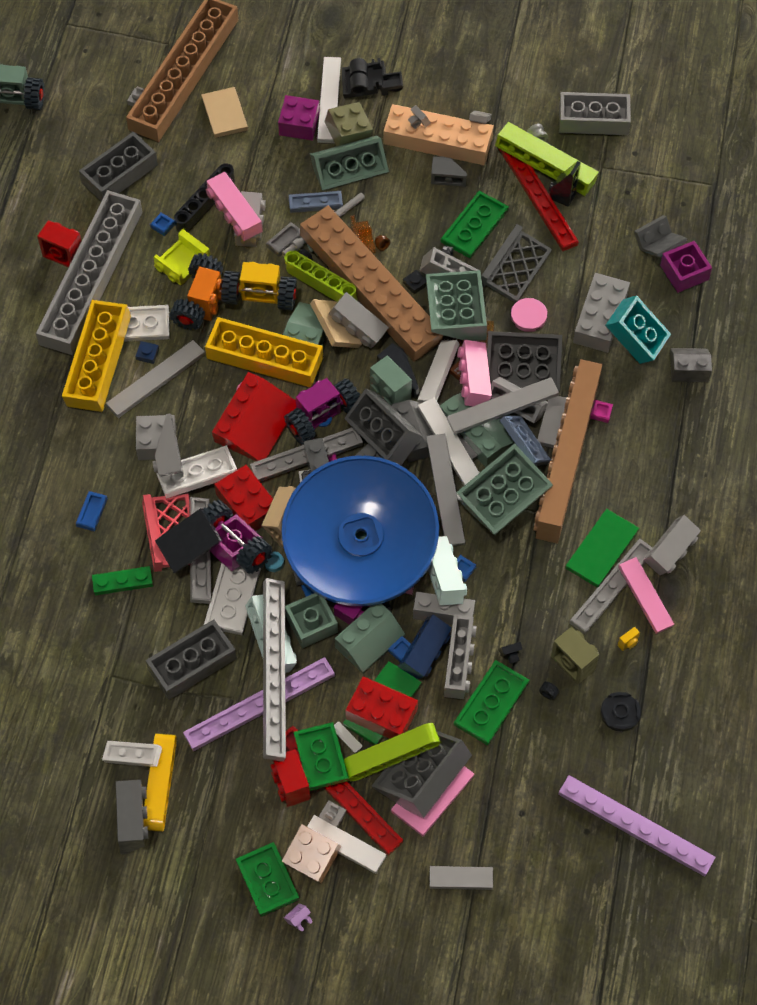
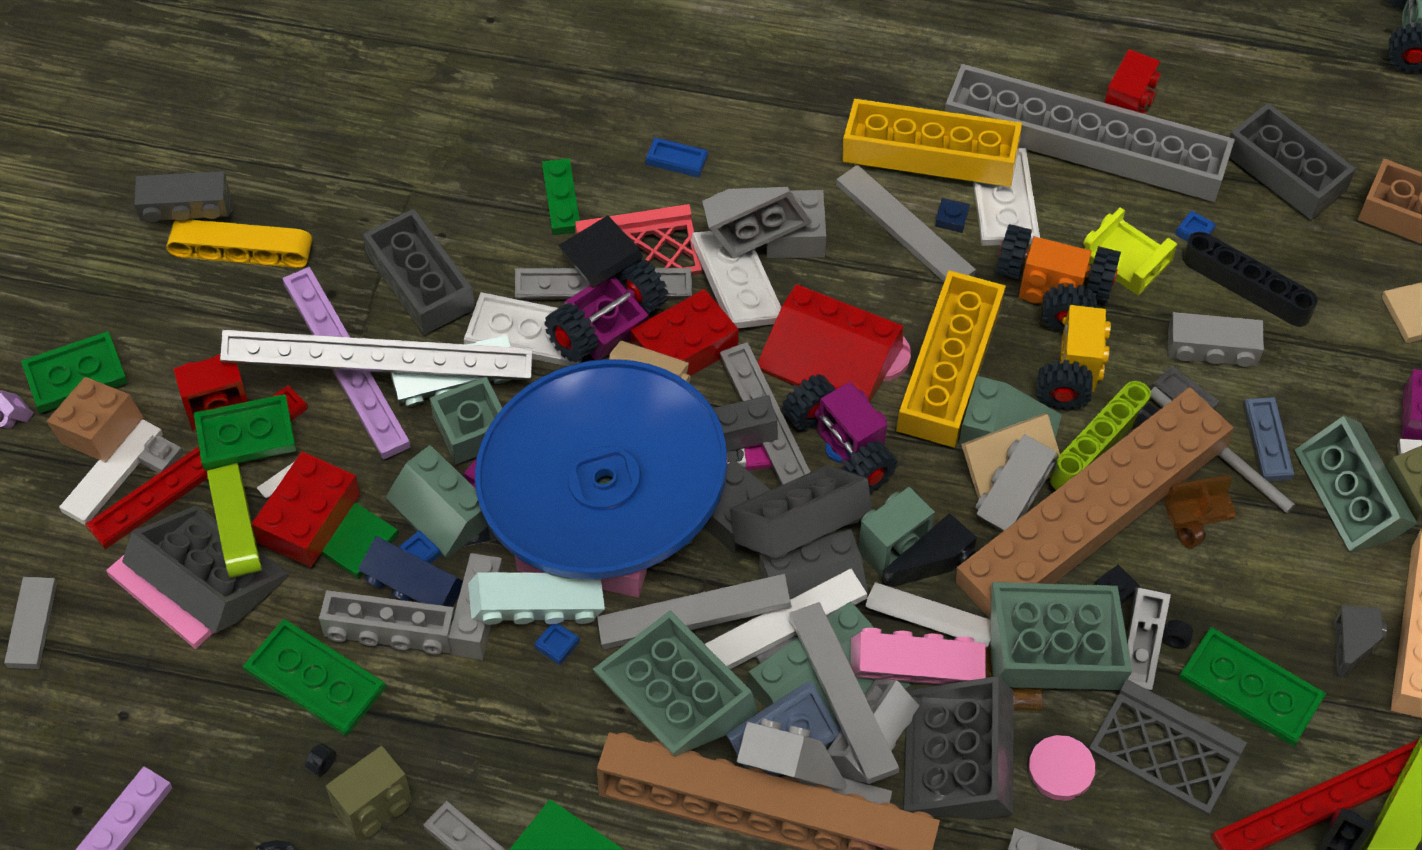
camera: 90 degrees right, 5 degrees down
(132, 753) = (279, 205): white plate -> none
(234, 206) = (1223, 303): bright pink brick -> none
(511, 652) = (396, 704): black tile -> none
(554, 425) = (789, 753): none -> light grey slope

